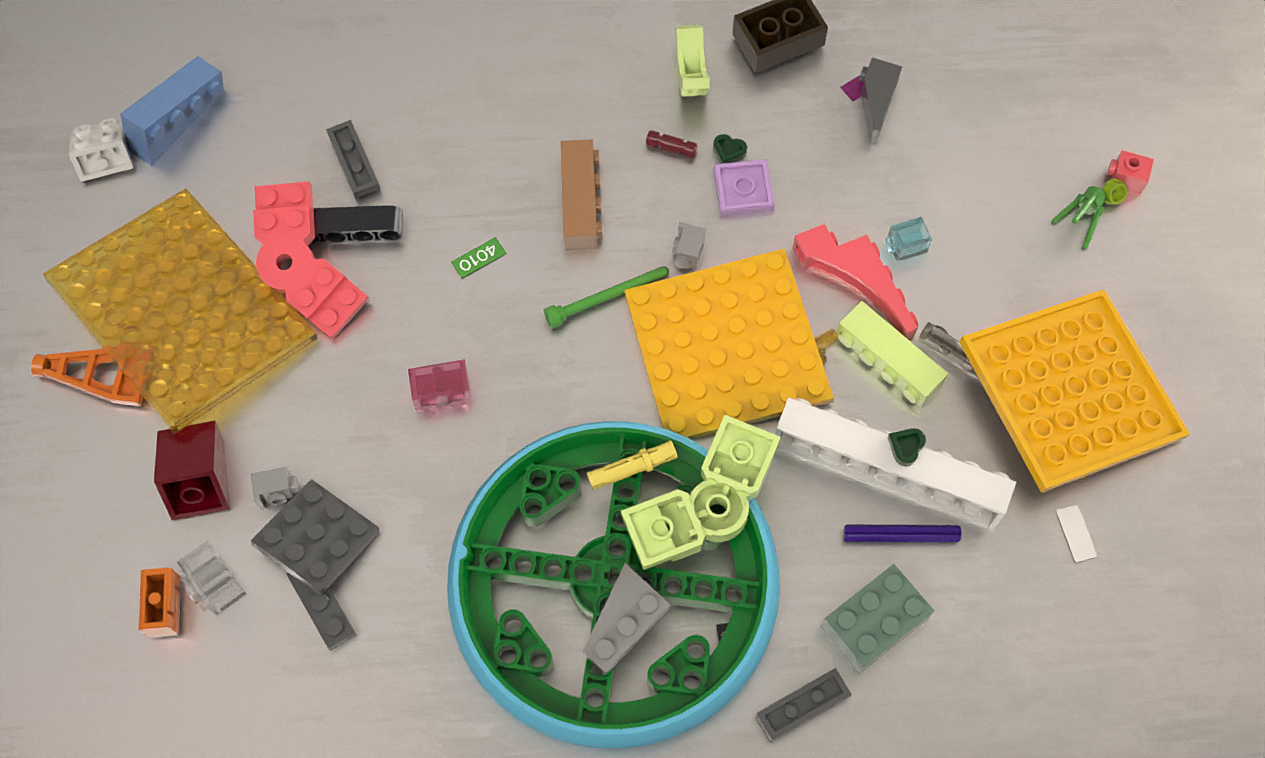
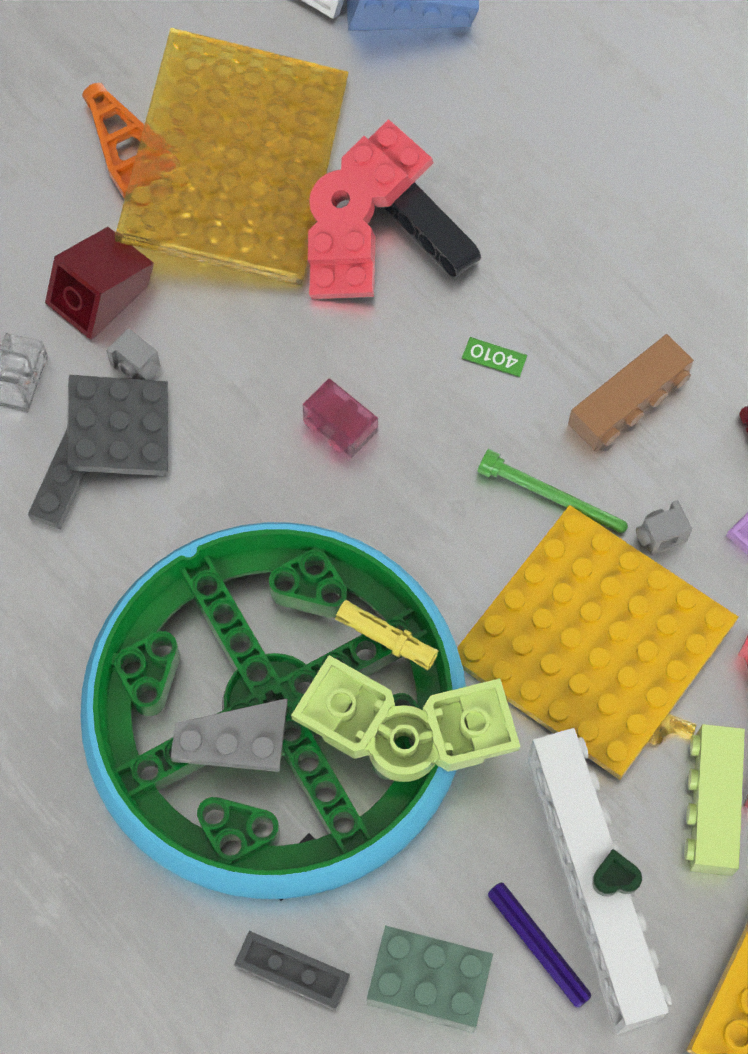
camera: 50 degrees right, 0 degrees up
(353, 159) = (494, 179): dark grey plate -> none

